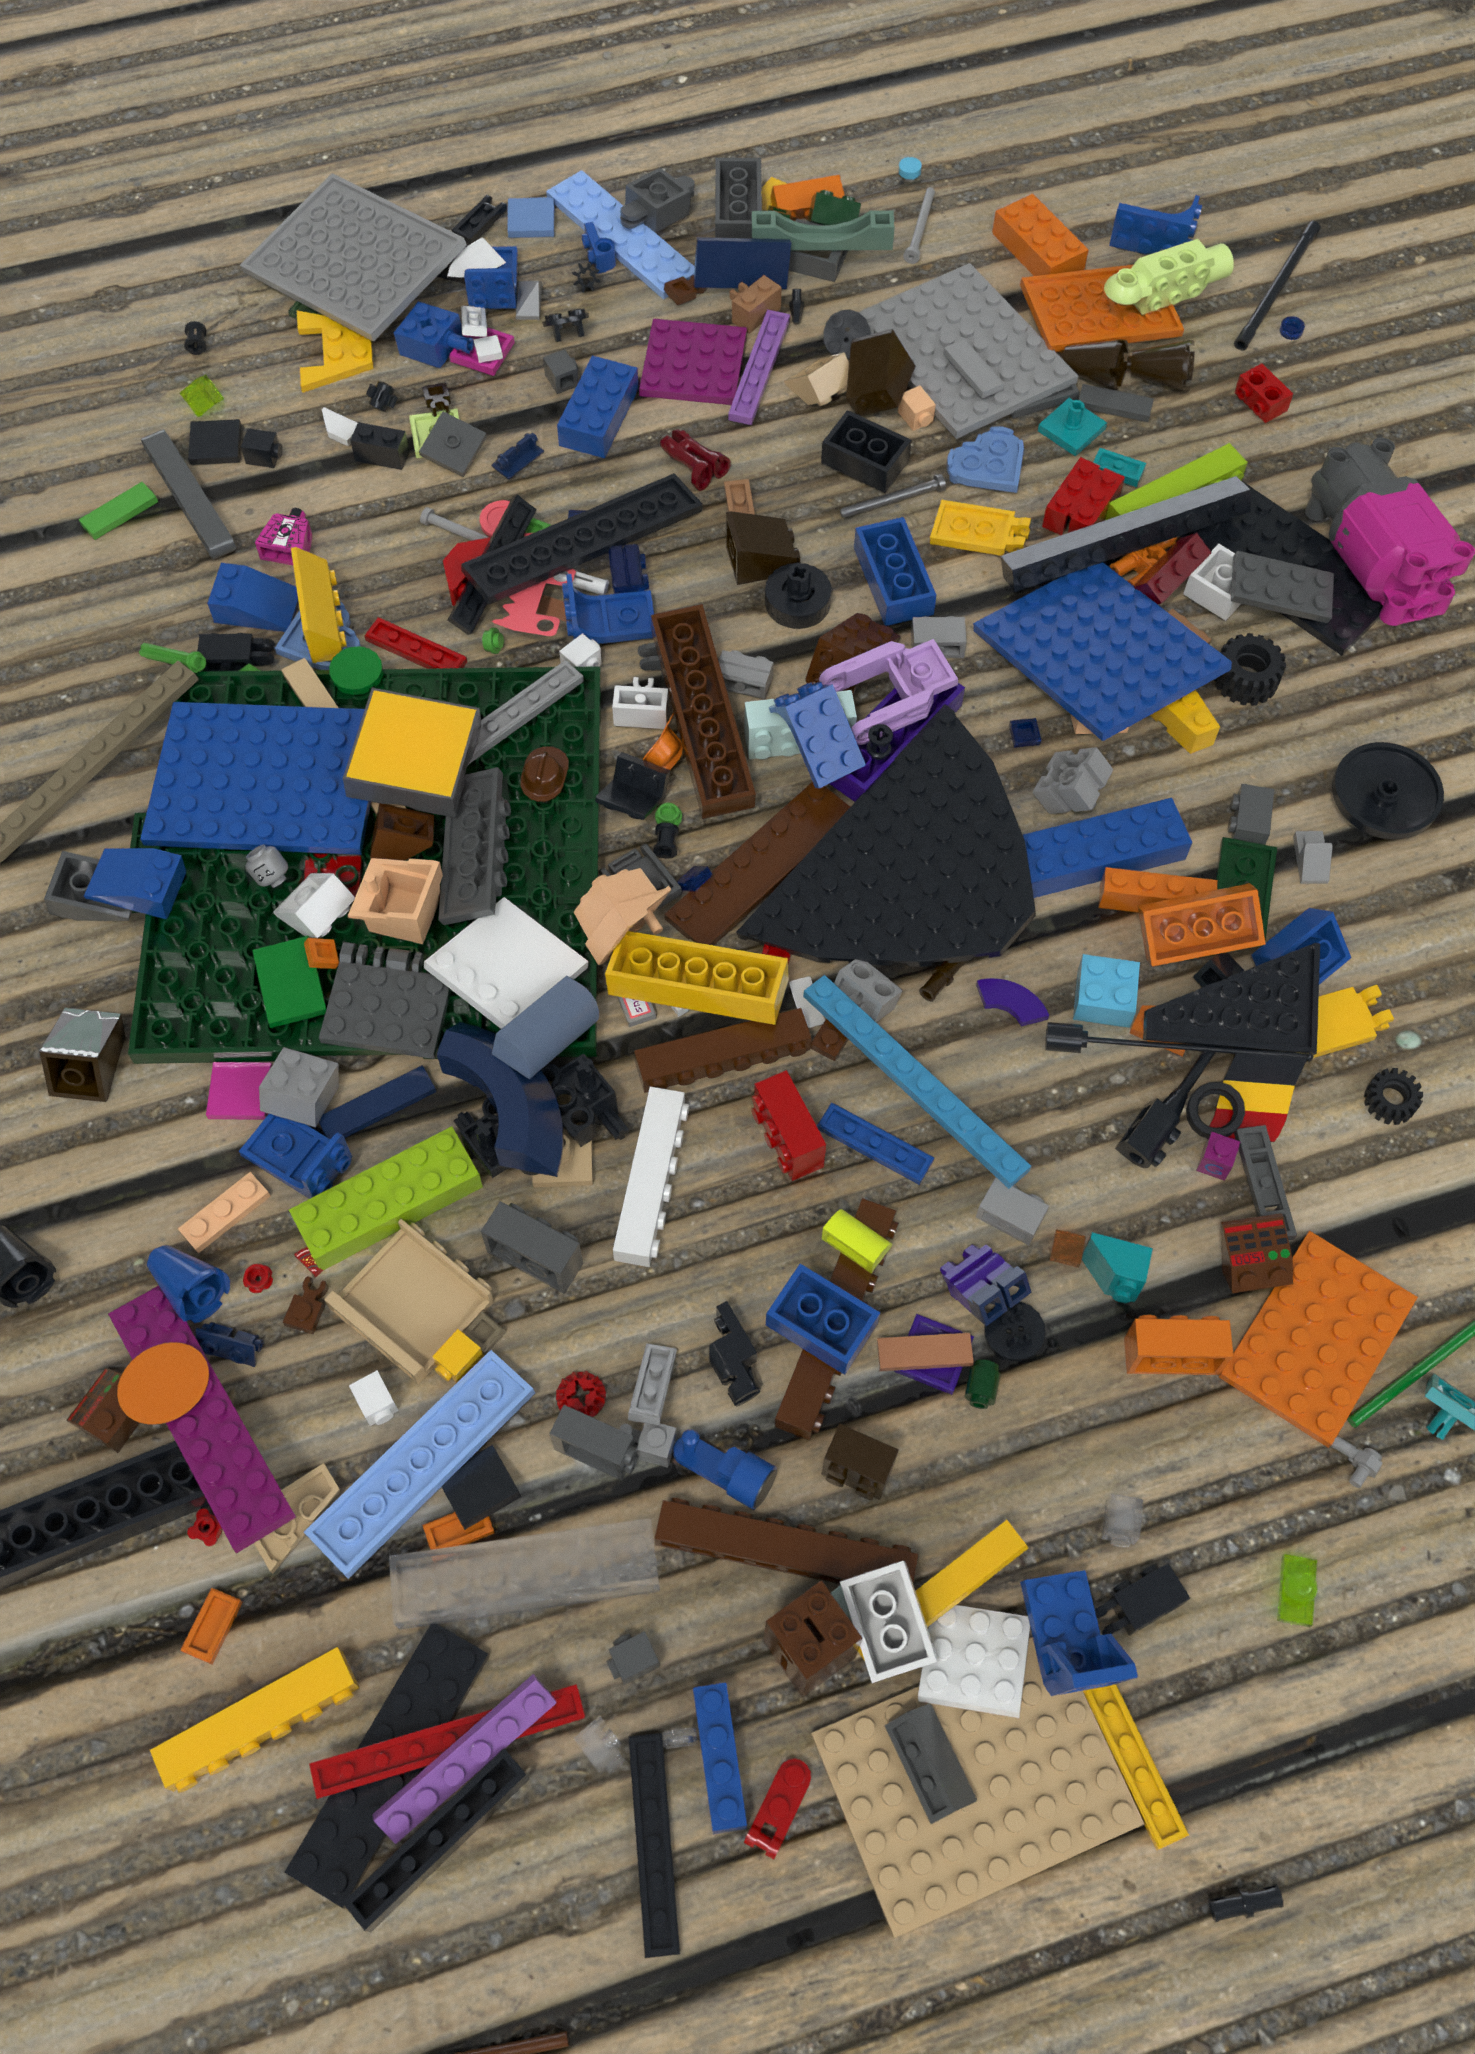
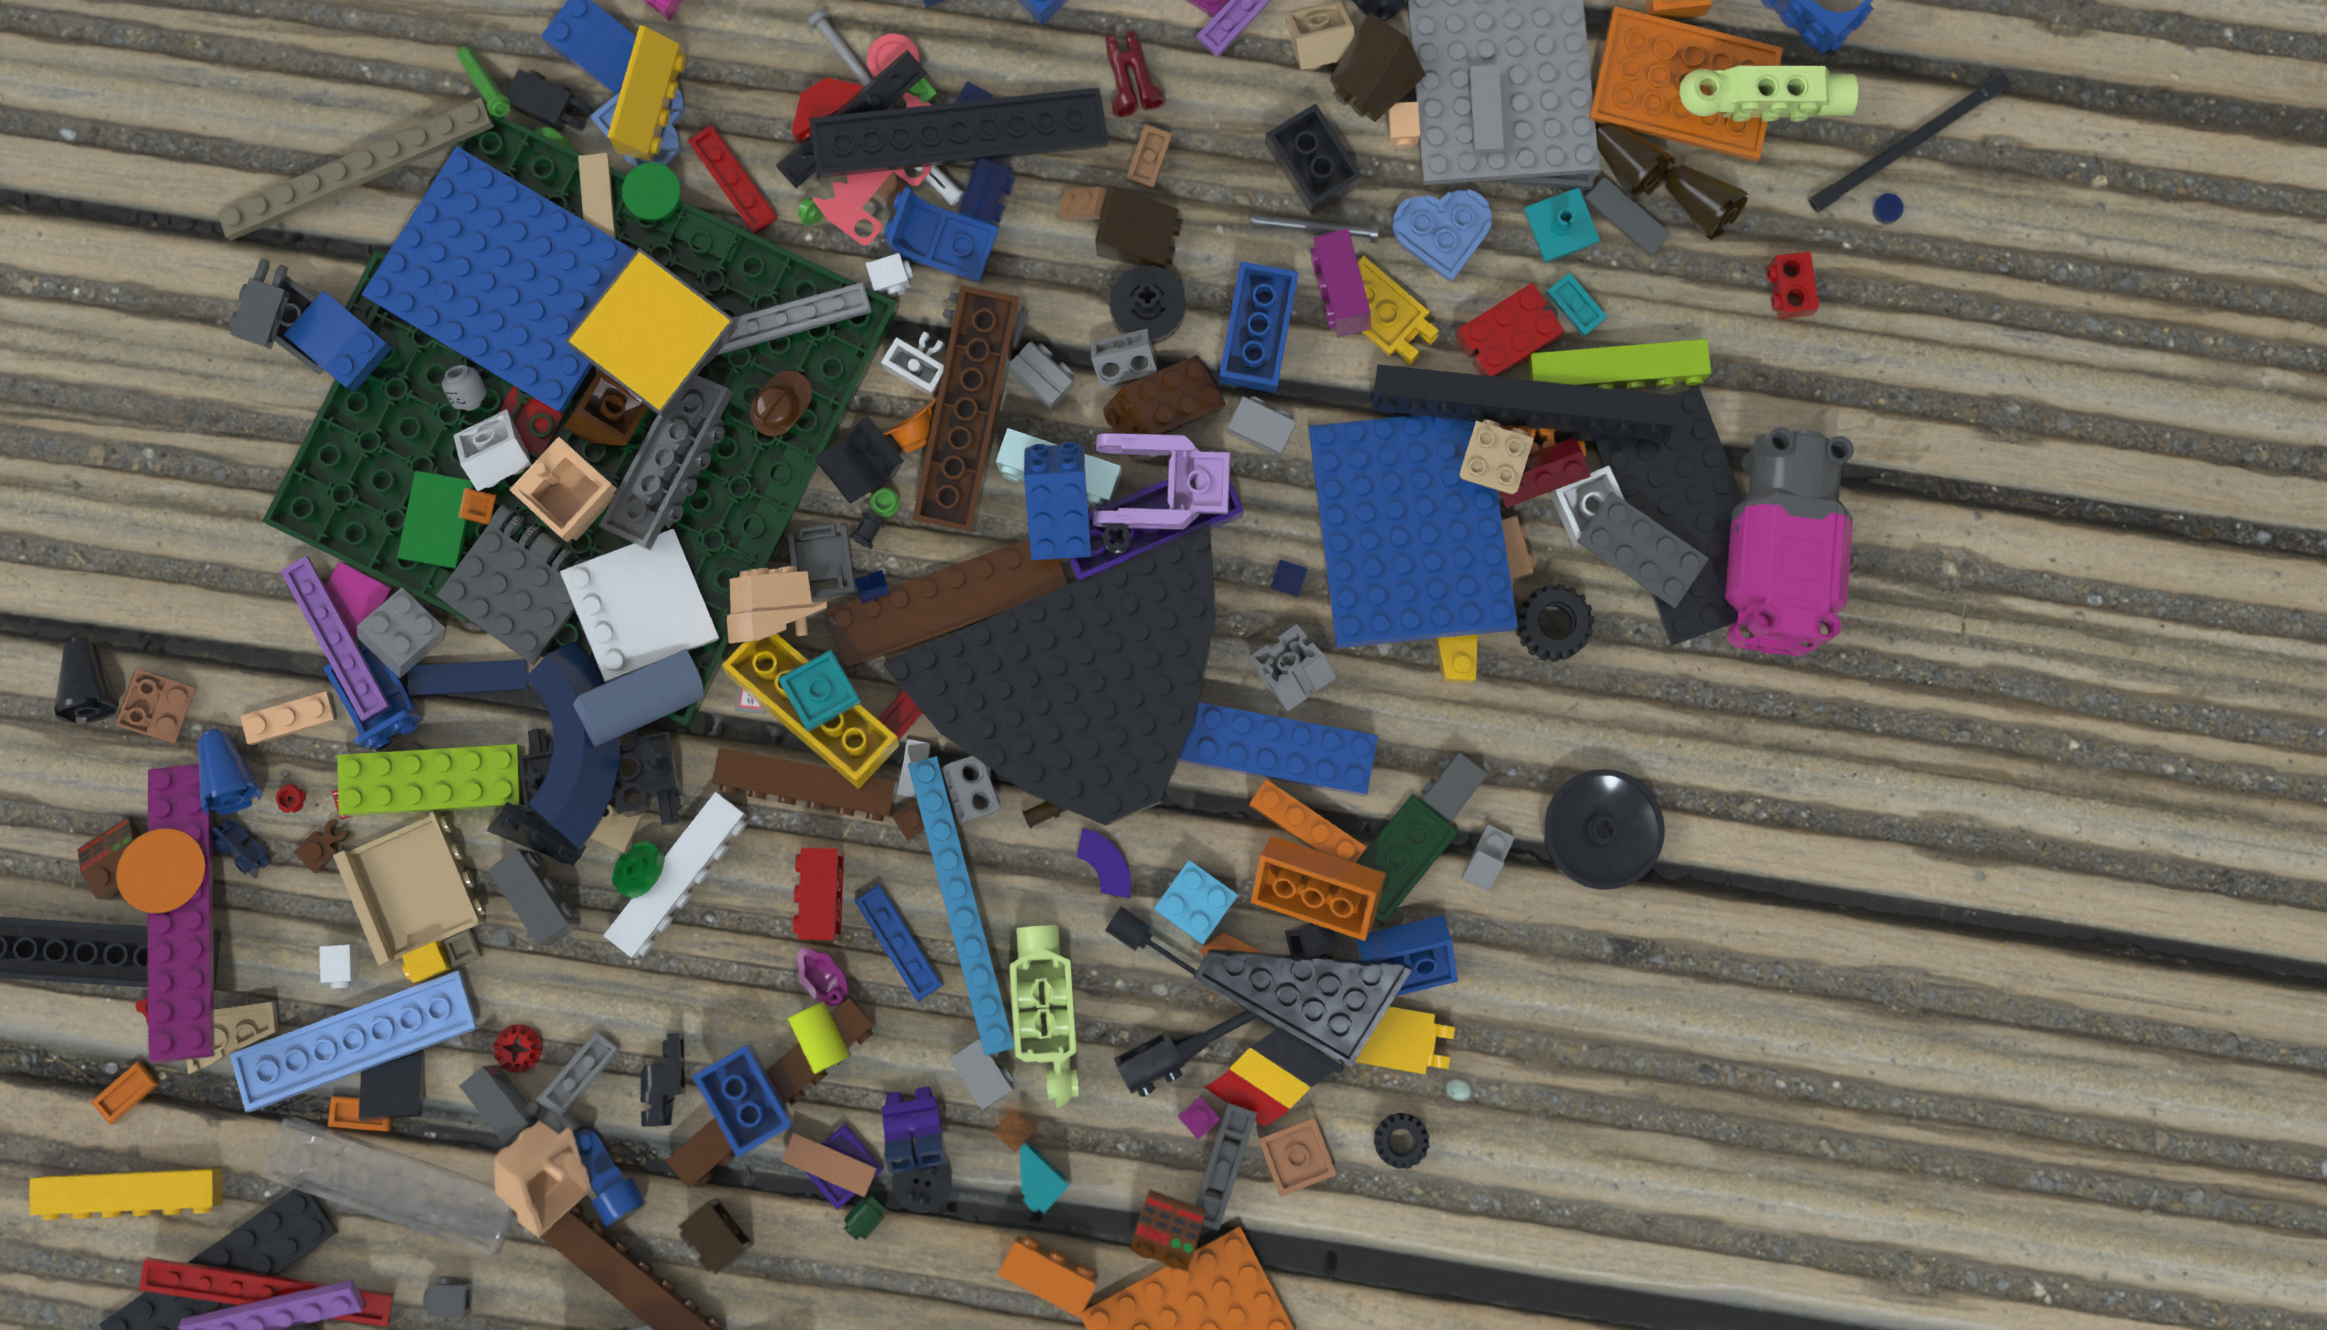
camera: 30 degrees right, 20 degrees up
(55, 880) = (261, 307): none -> dark grey hinge
(82, 1054) = (225, 495): dark brown slope -> none
(91, 1254) = (154, 706): none -> nougat plate
(242, 1119) = (335, 639): none -> medium lavender plate
(485, 1191) = (534, 834): none -> black wing
(614, 1183) = (638, 870): none -> green tile
(669, 1479) = (541, 1176): none -> light nougat piece
(701, 953) = (819, 690): none -> teal tile
(709, 545) = (1082, 204): none -> medium nougat plate
(801, 626) = (1123, 352): none -> light grey brick
(825, 1196) = (822, 977): none -> magenta arm
(942, 510) = (1340, 283): none -> magenta brick
(1037, 1129) = (1044, 1008): none -> yellowish green brick
(1134, 565) = (1496, 456): none -> tan bracket
(1220, 1089) = (1205, 1090): black tyre -> none
(1318, 1150) = (1297, 1156): none -> nougat plate

